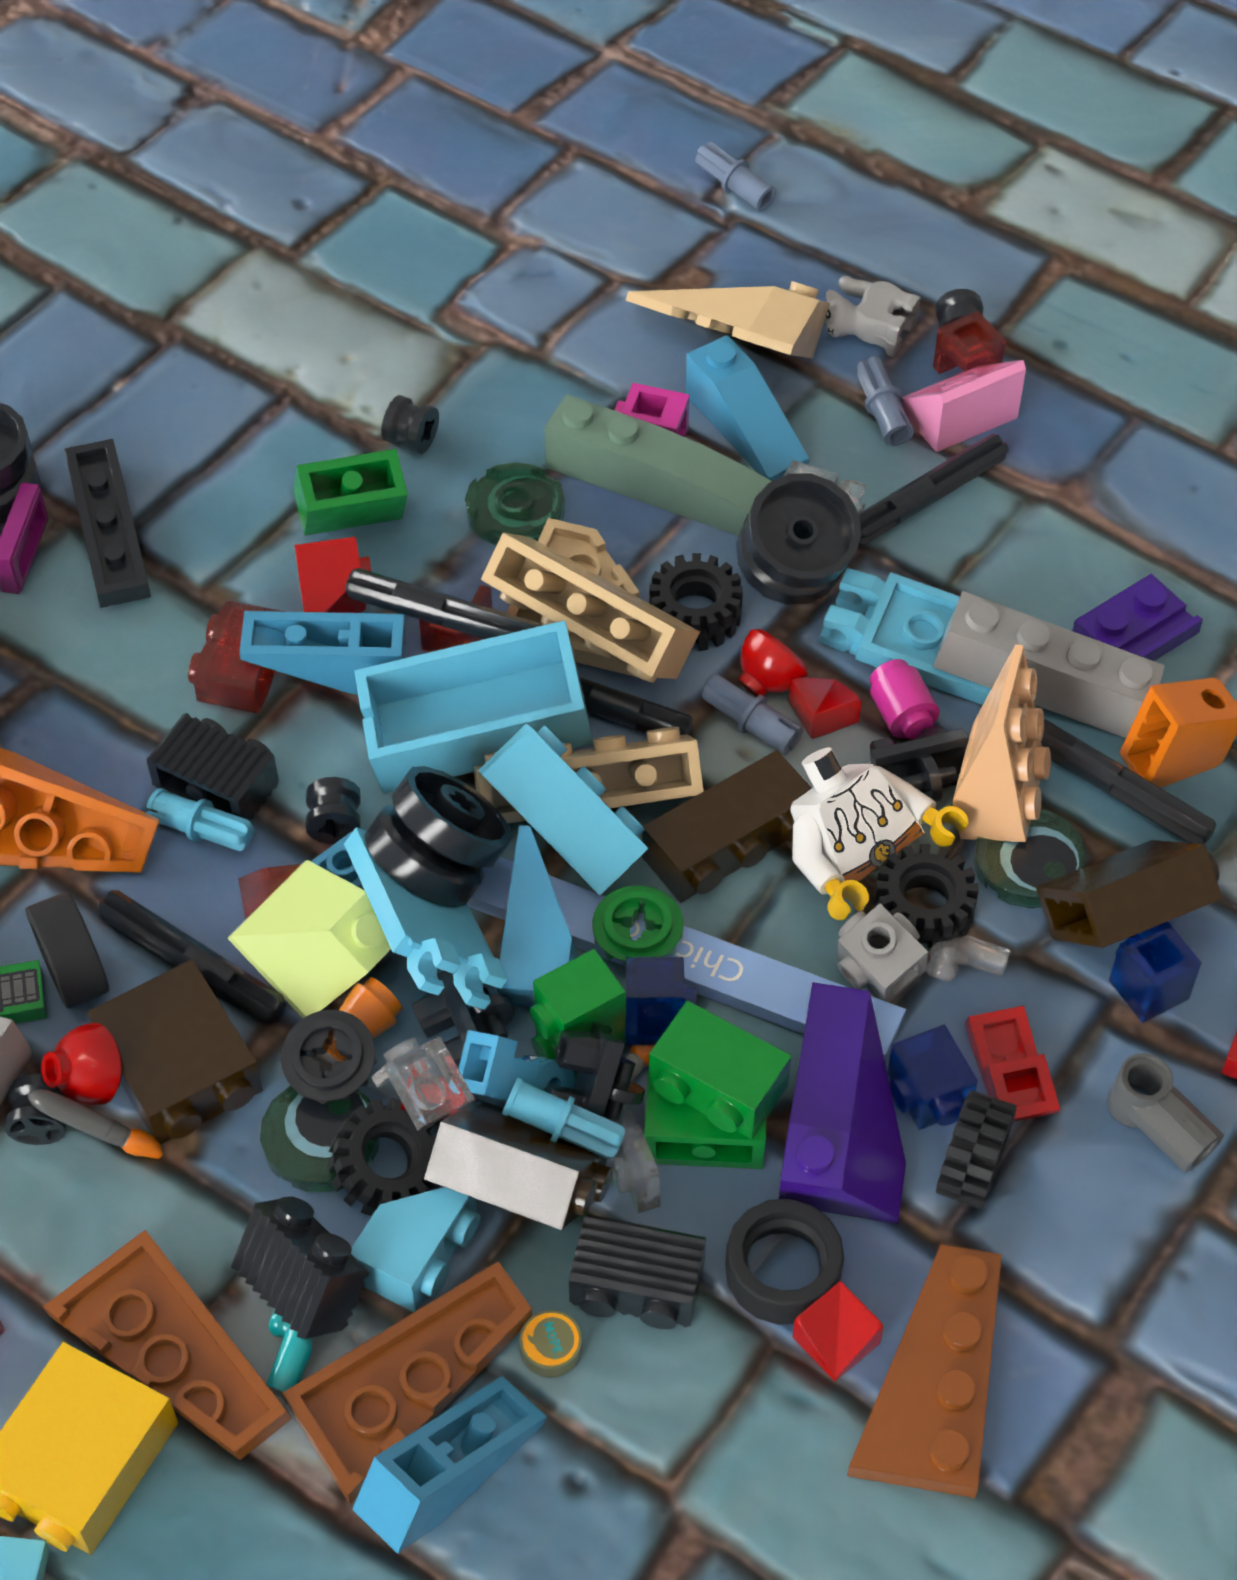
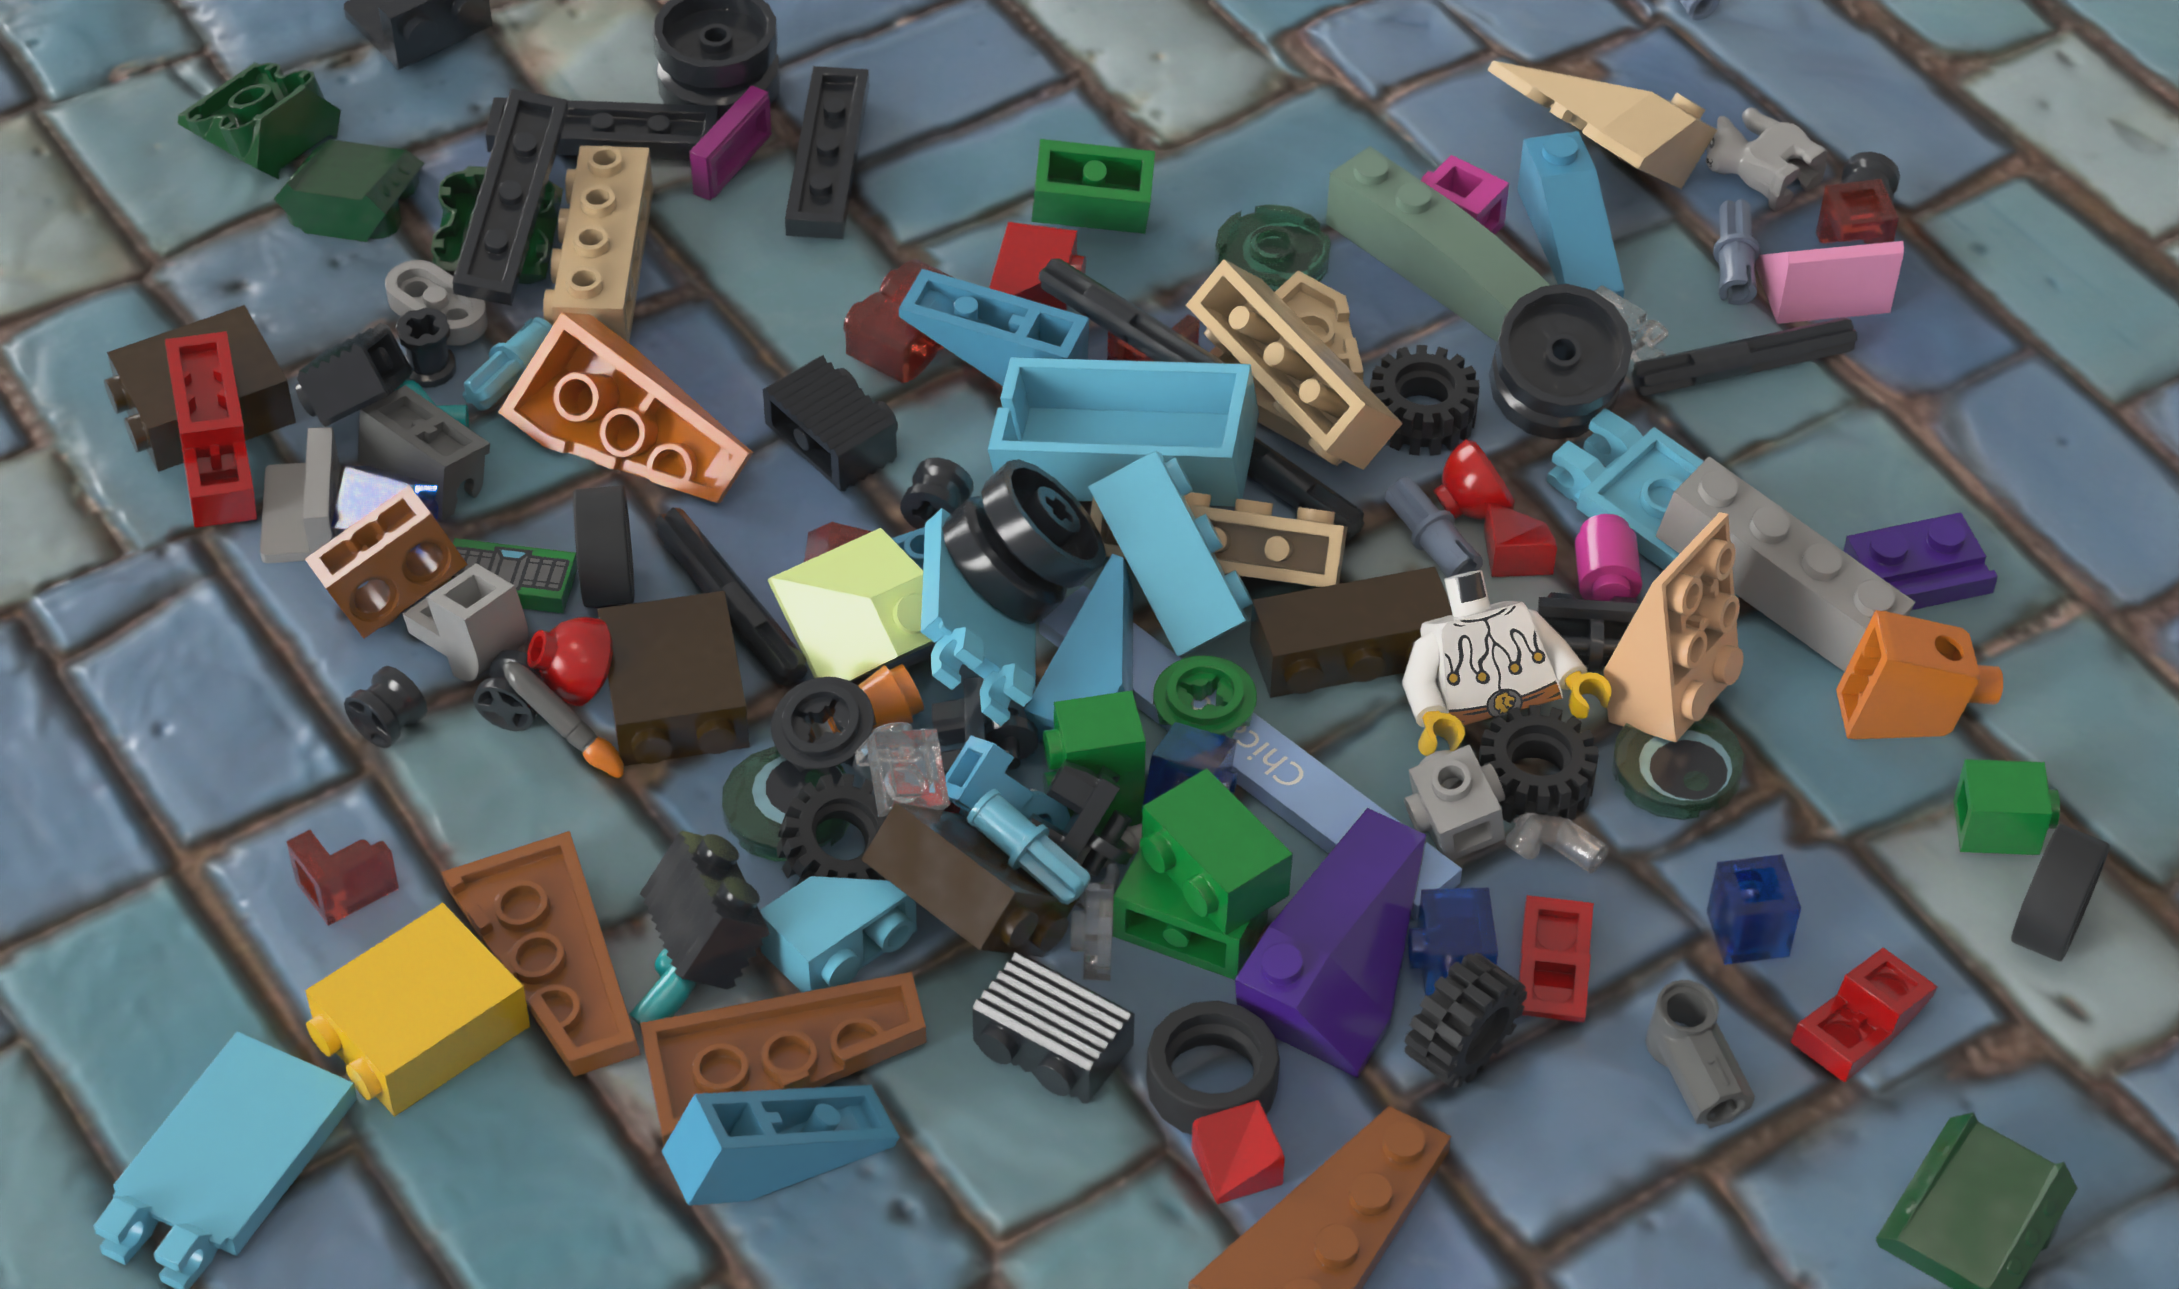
camera: 20 degrees right, 5 degrees down
(200, 820) = (796, 467): medium azure axle -> none
(410, 424) = (1192, 137): black wheel -> none
(550, 1343) = (934, 1070): olive tile -> none
(1127, 786) = (1819, 718): black axle -> none
(1129, 892) = (1761, 819): dark brown brick -> none

